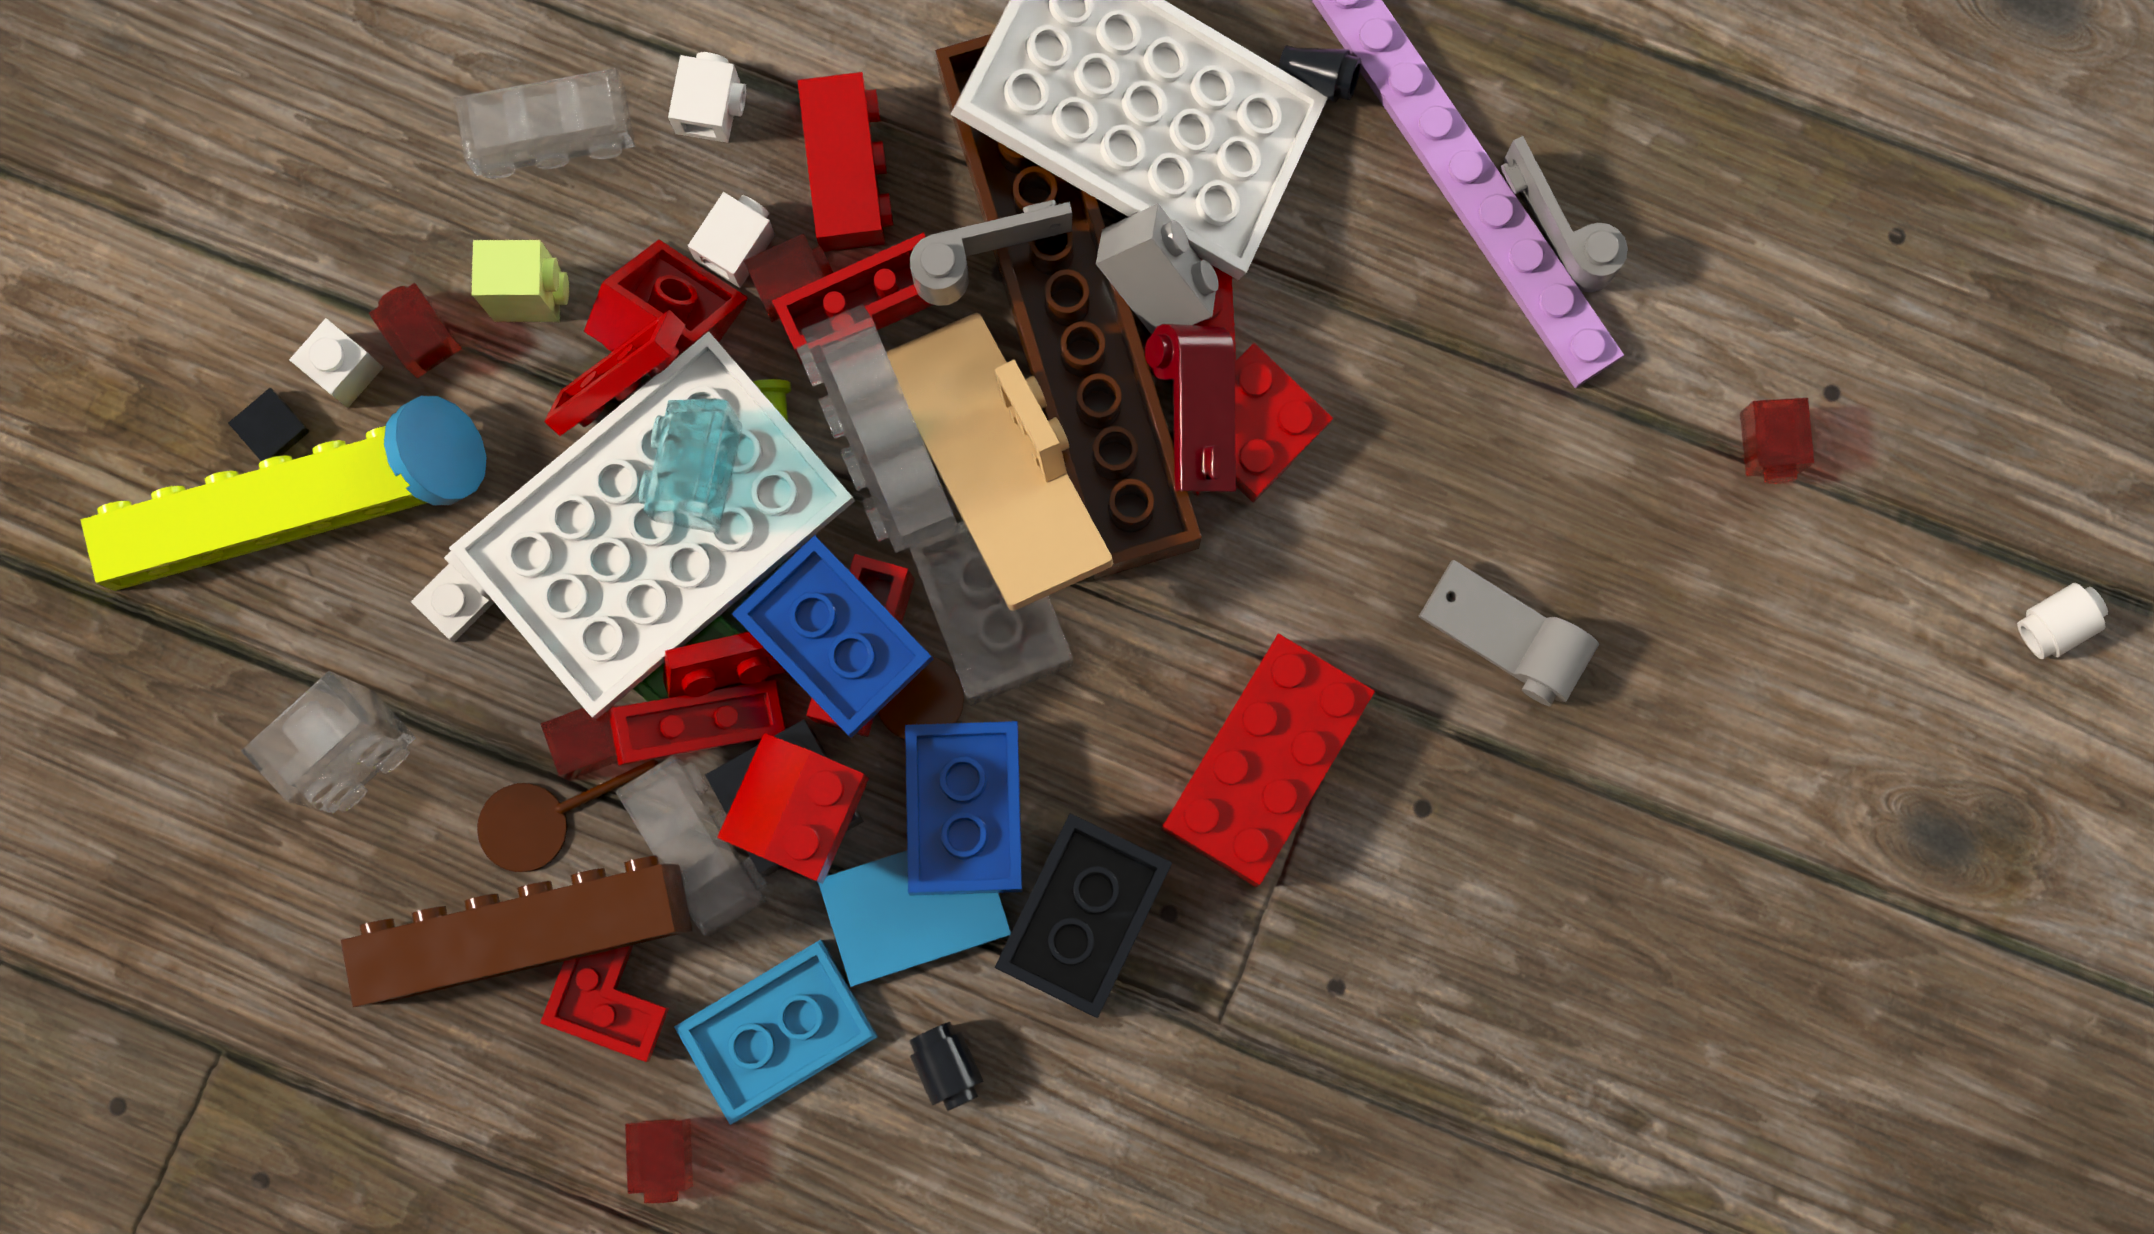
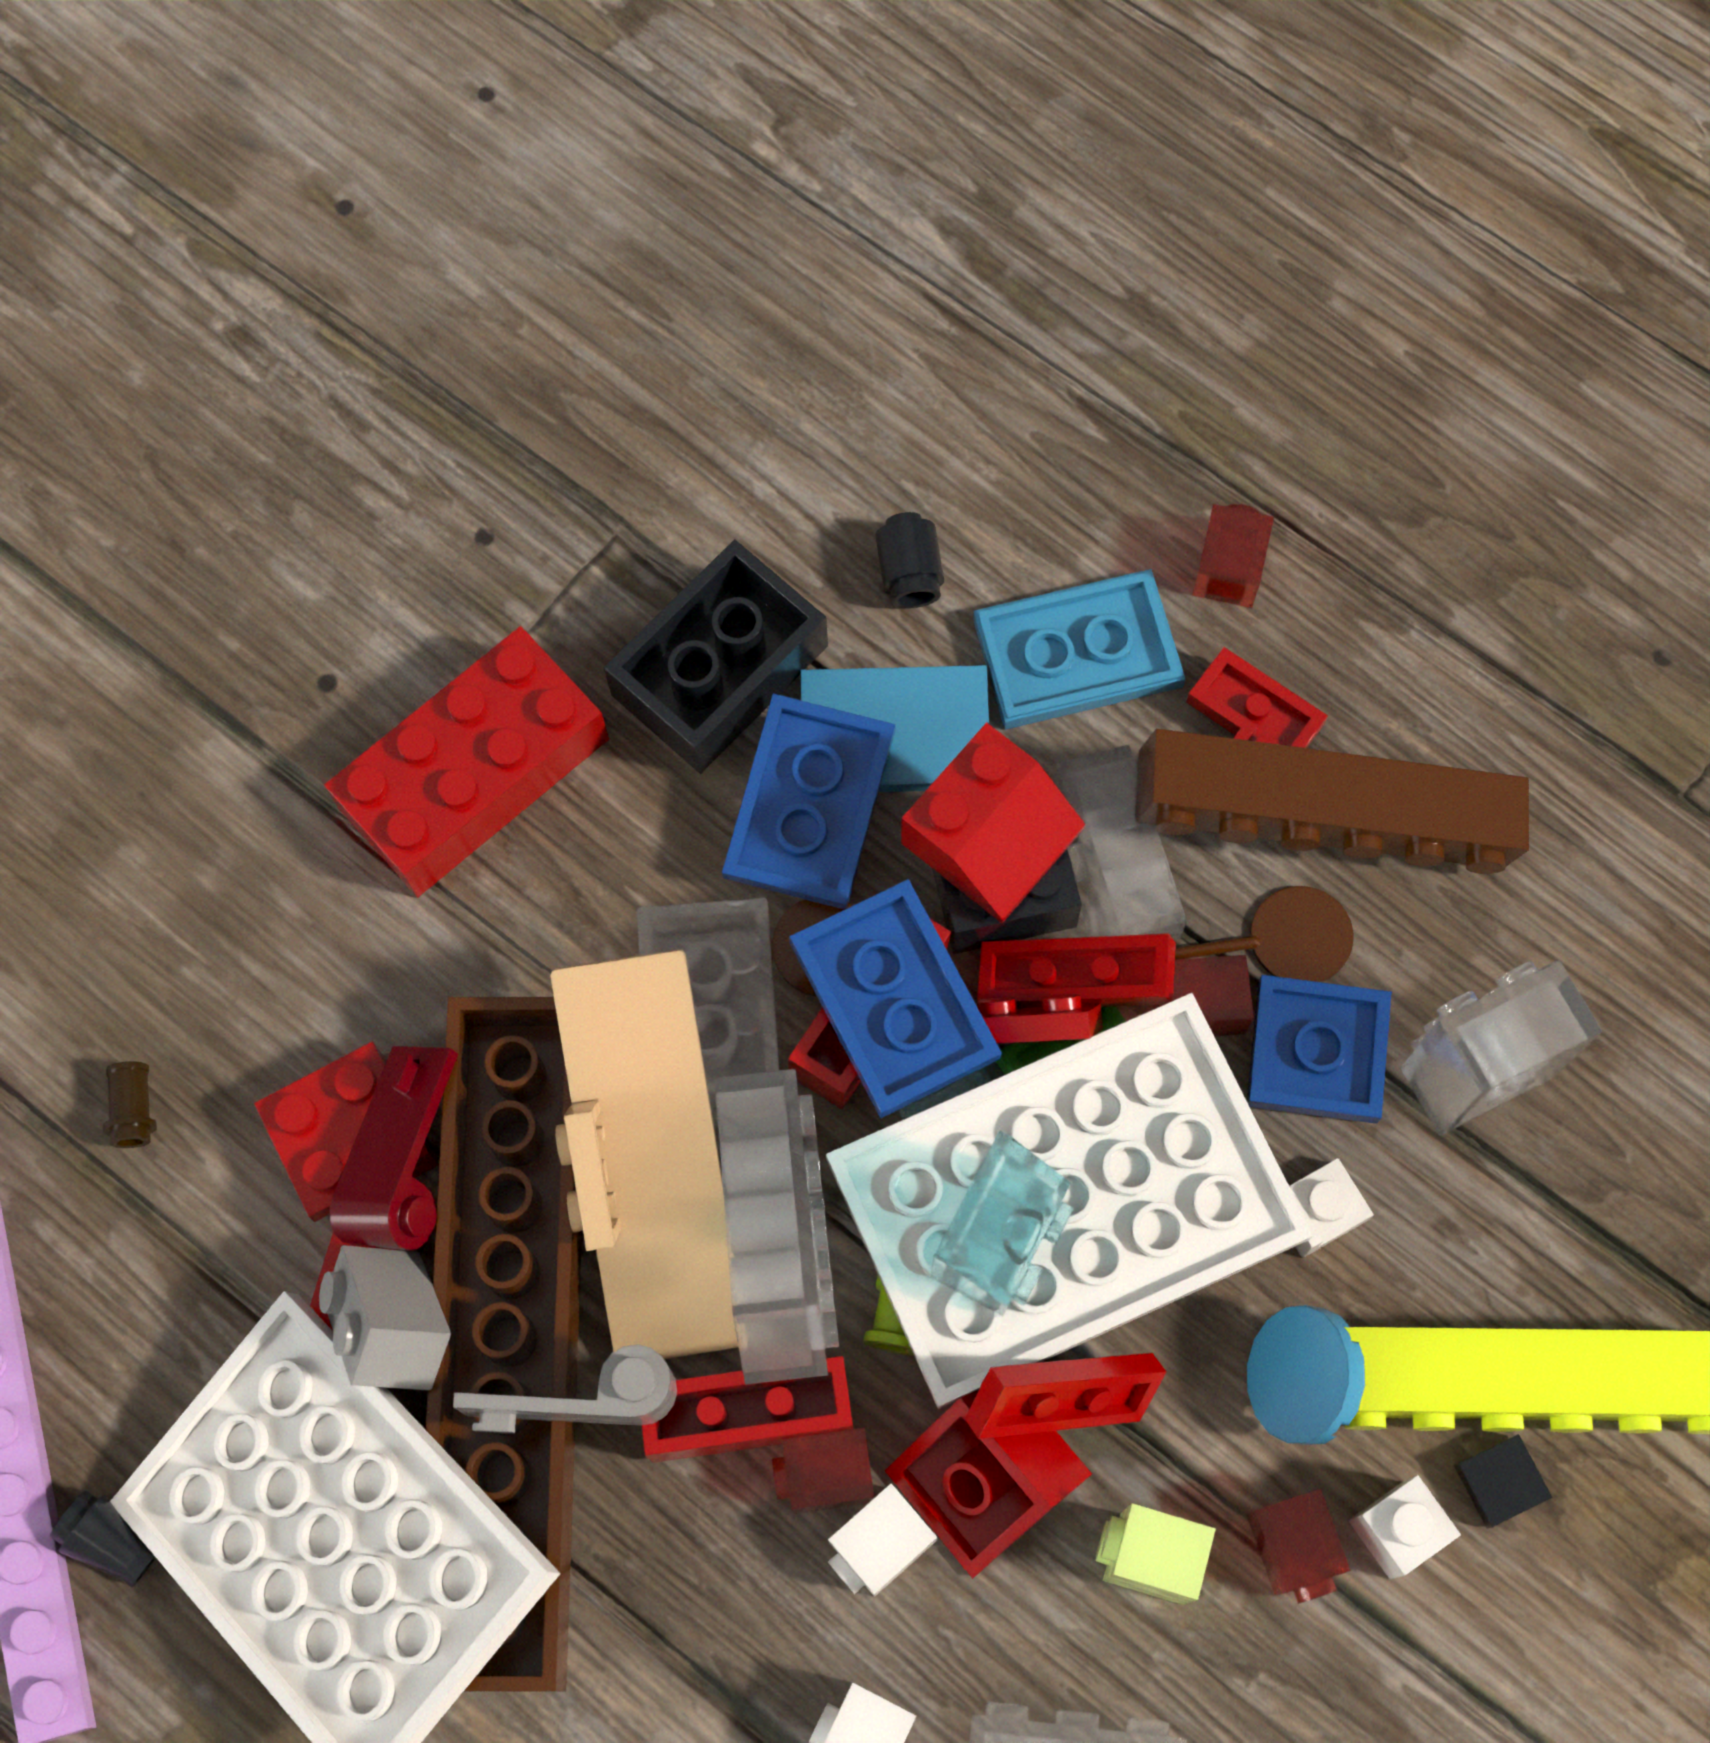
camera: 160 degrees left, 10 degrees down
(484, 726) = (1319, 1049): none -> blue plate
(844, 161) = (715, 1600): red brick -> none
(1438, 395) = (128, 1105): none -> dark brown pin
(1534, 649) = (159, 822): light grey door -> none

